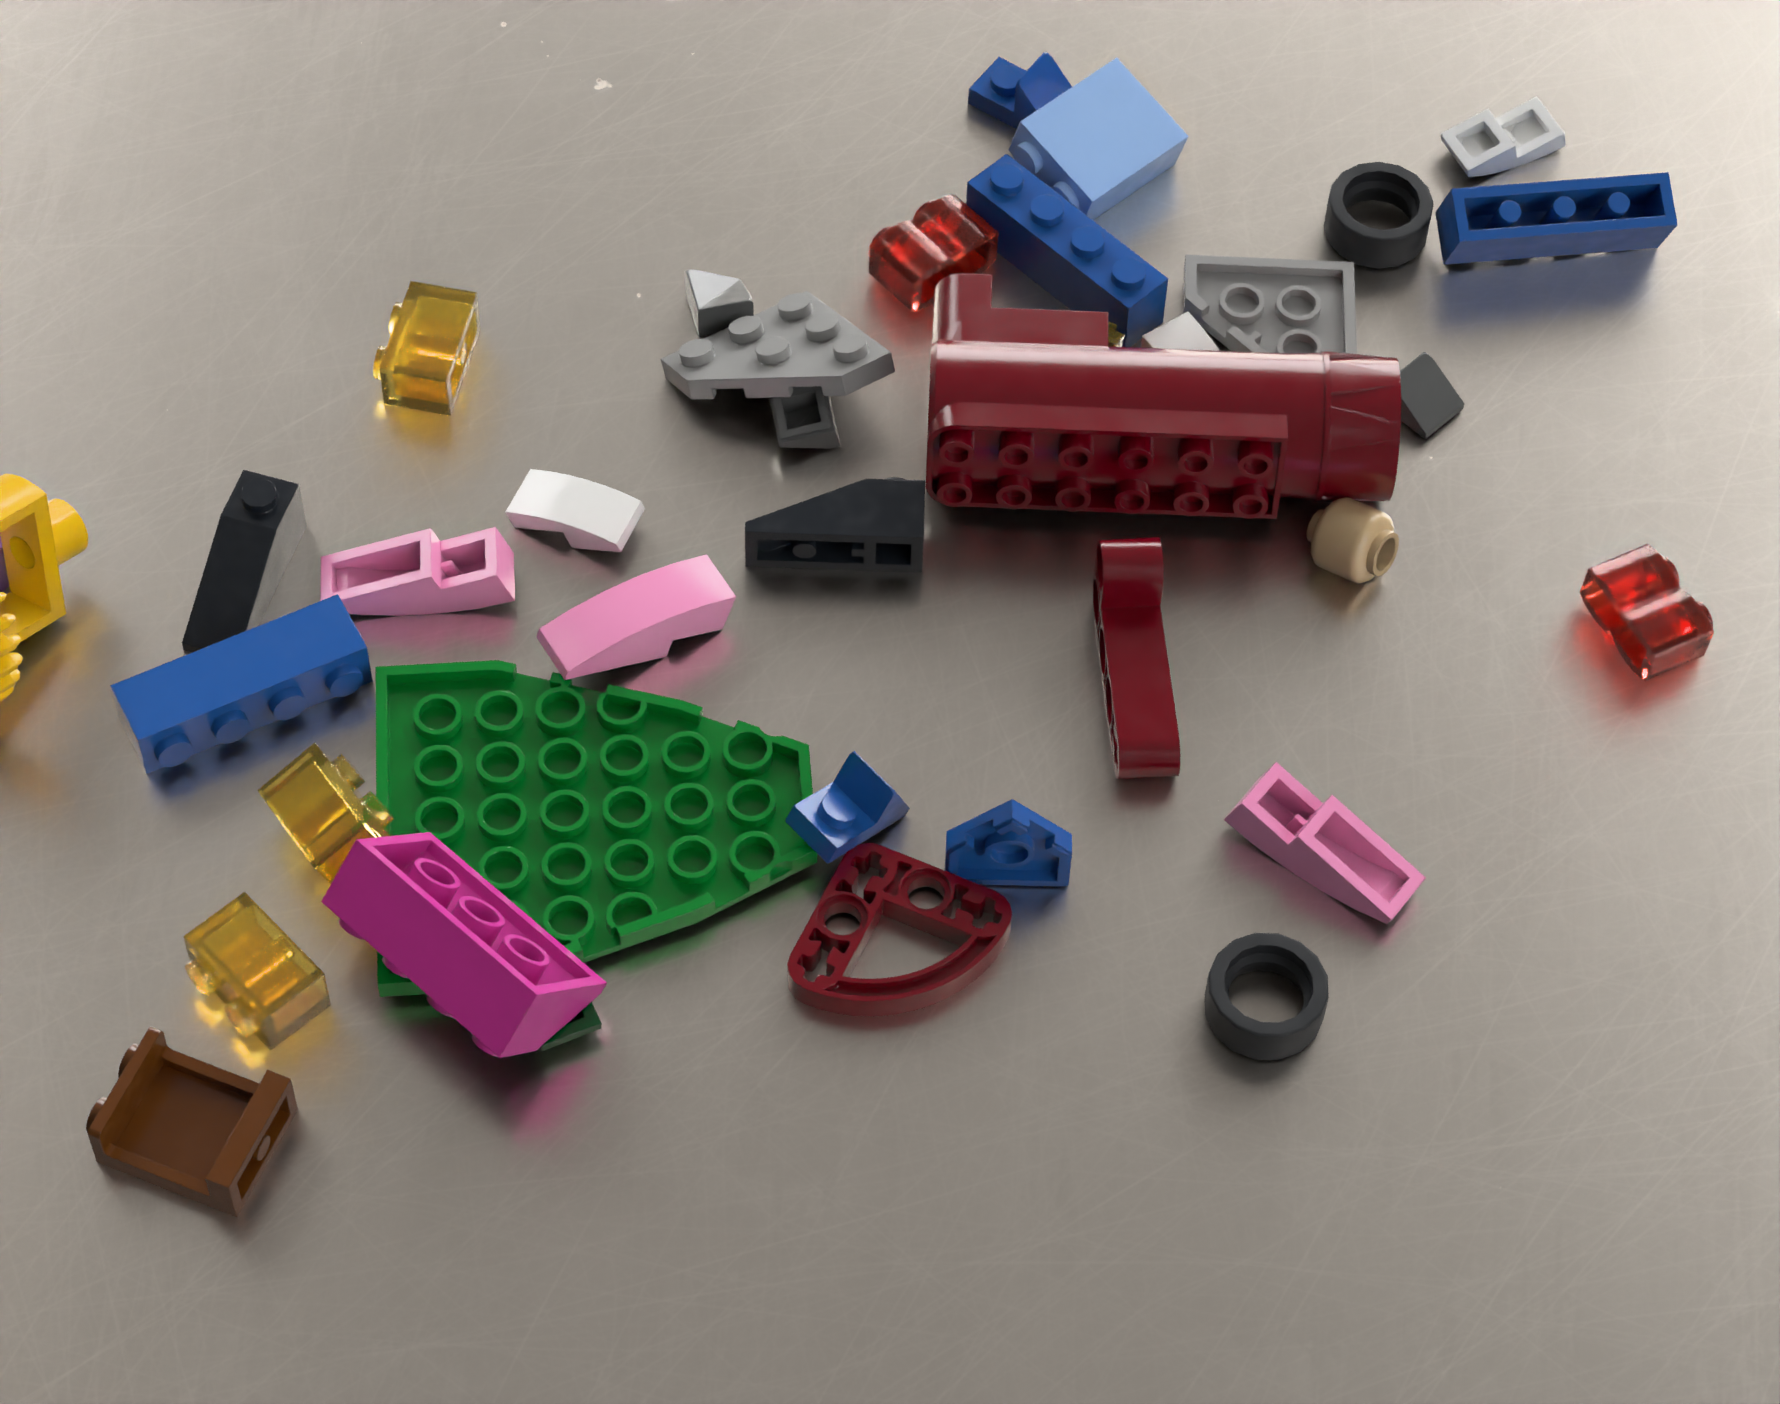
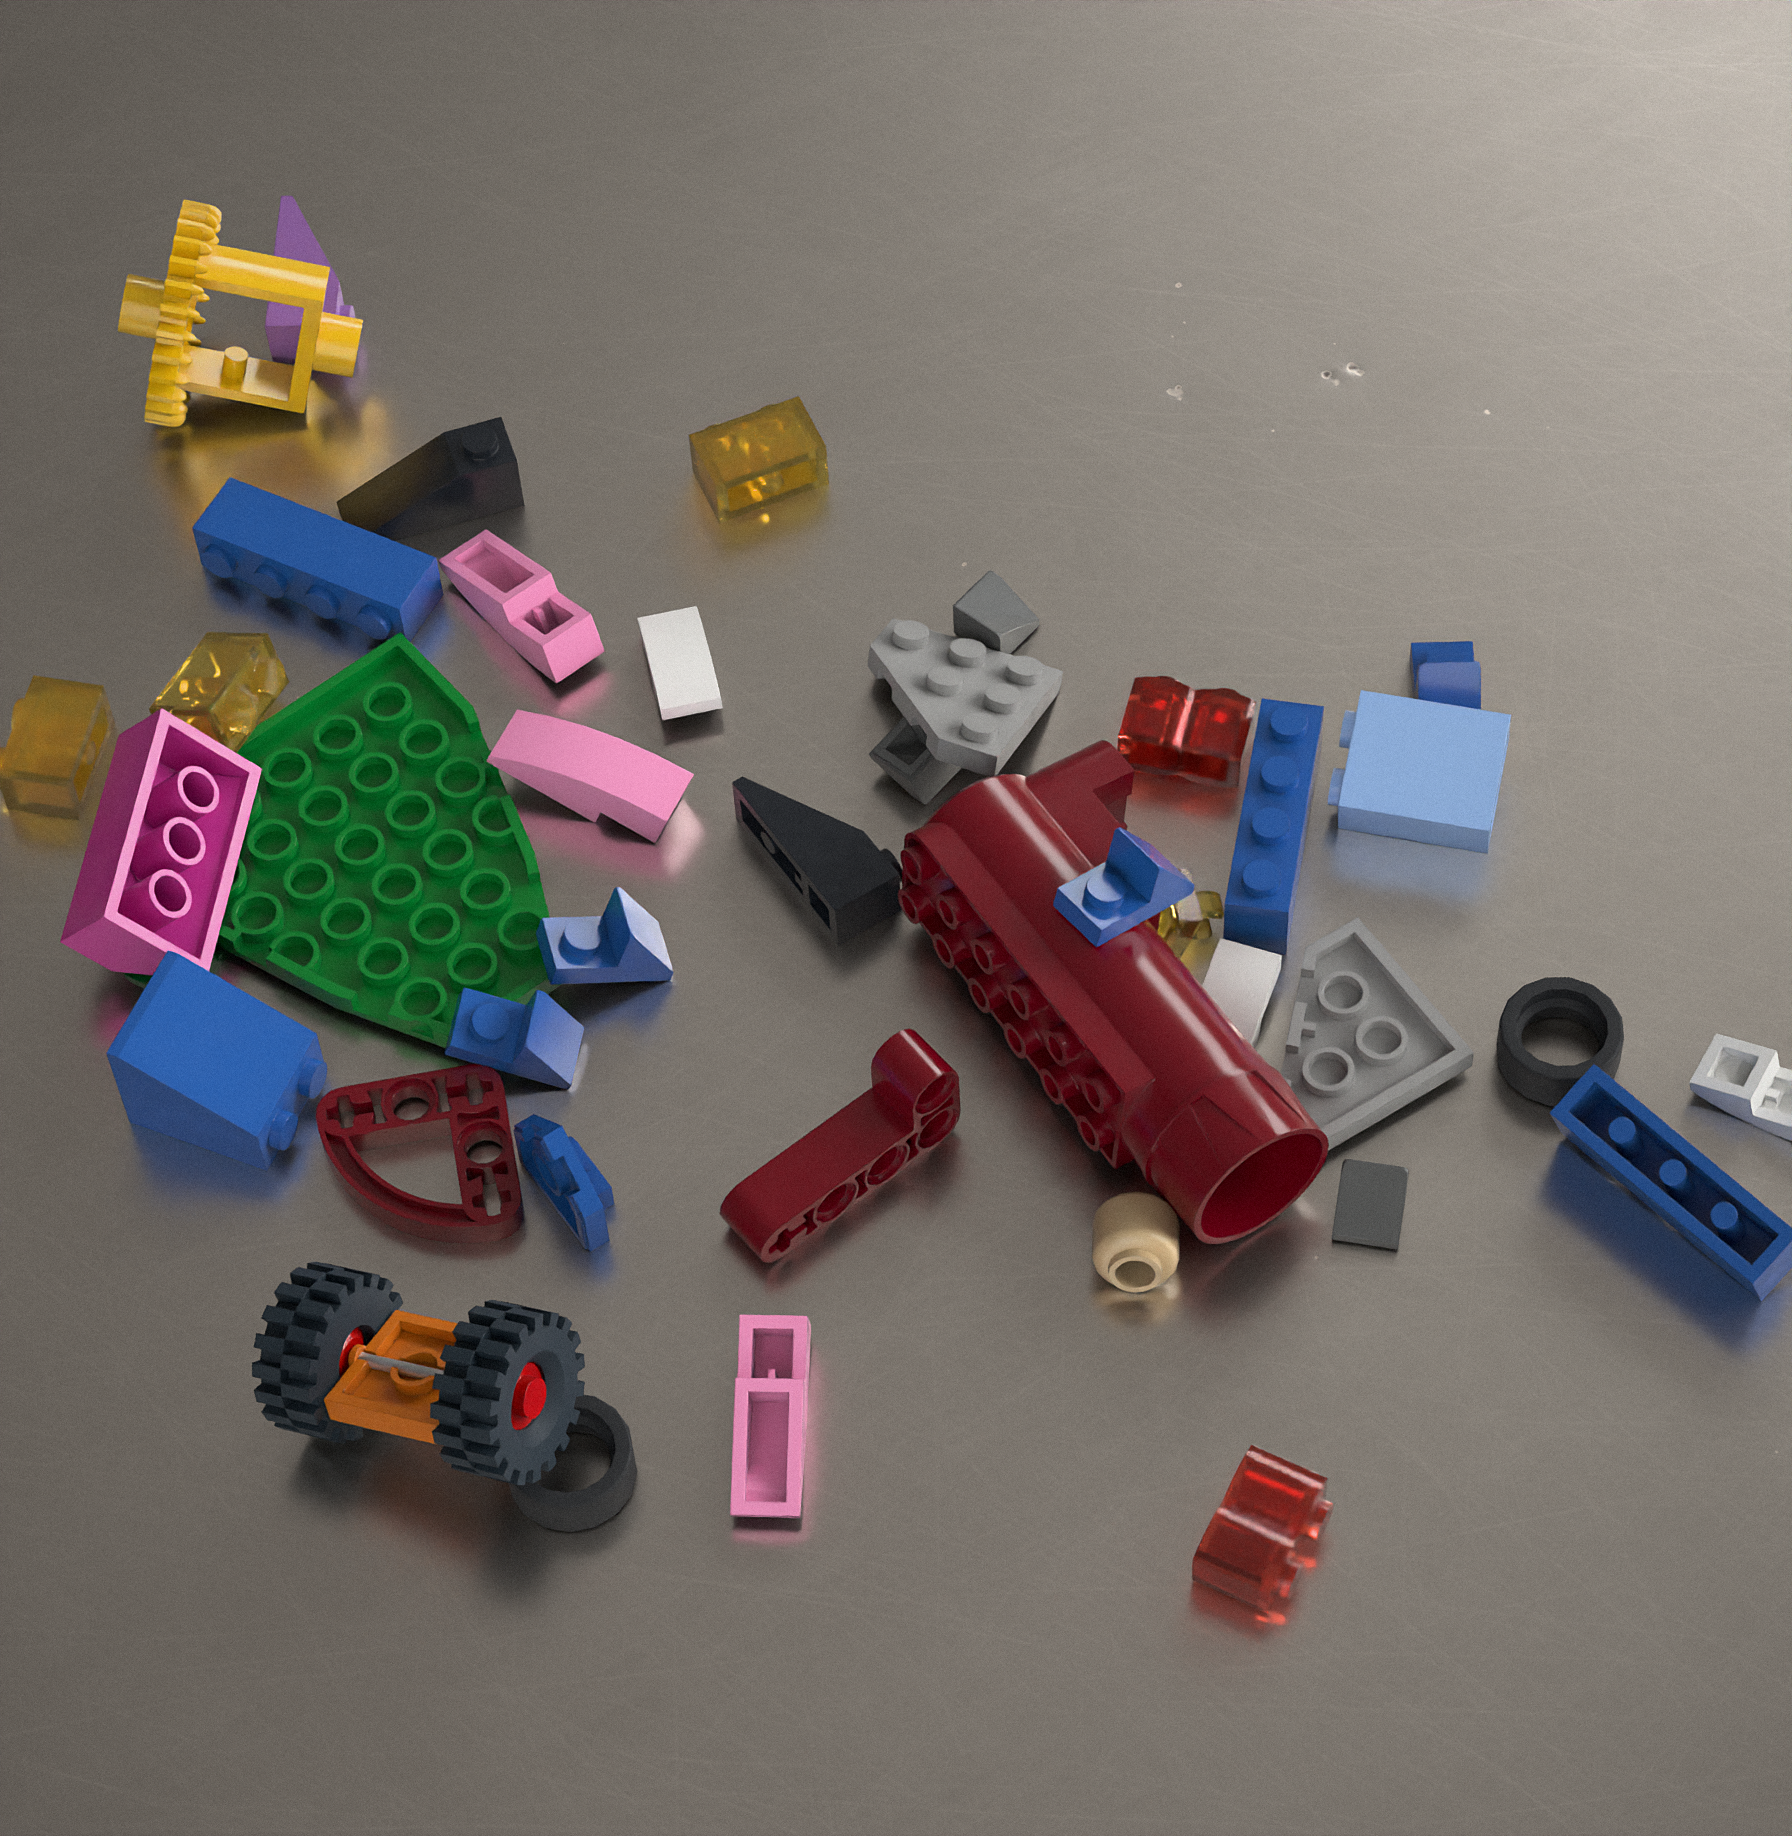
camera: 60 degrees right, 0 degrees up
(705, 1025) = (214, 1065): none -> blue slope
(813, 704) = (606, 948): none -> blue slope
(1115, 331) = (1121, 891): none -> blue slope
(1157, 1025) = (481, 1389): none -> black plate

